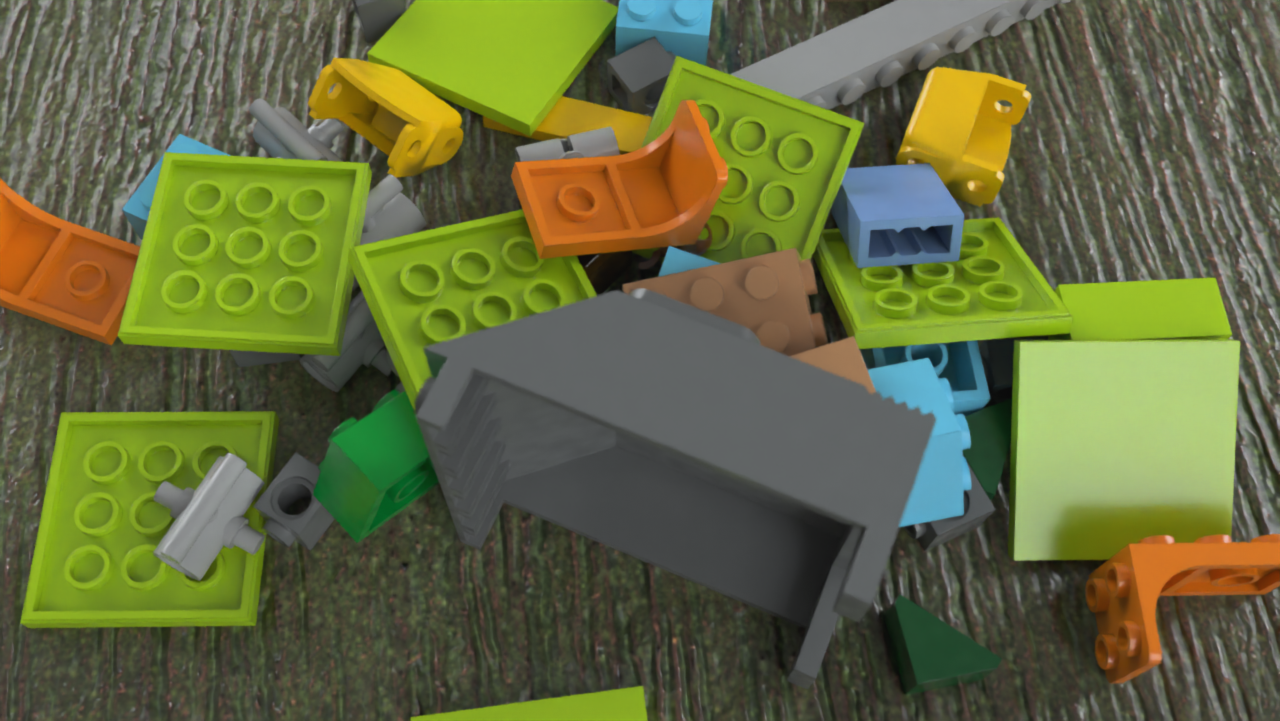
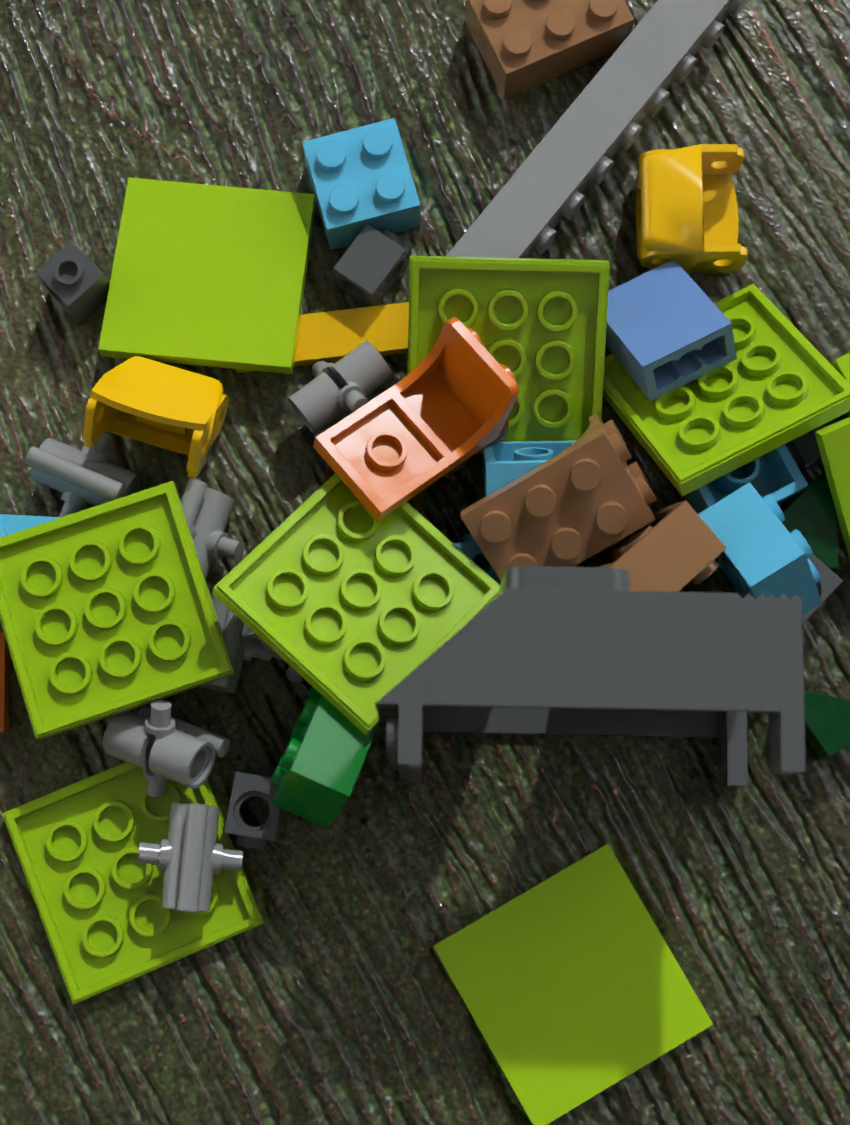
camera: 20 degrees left, 15 degrees up
(239, 401) = (163, 747): none -> light grey pin

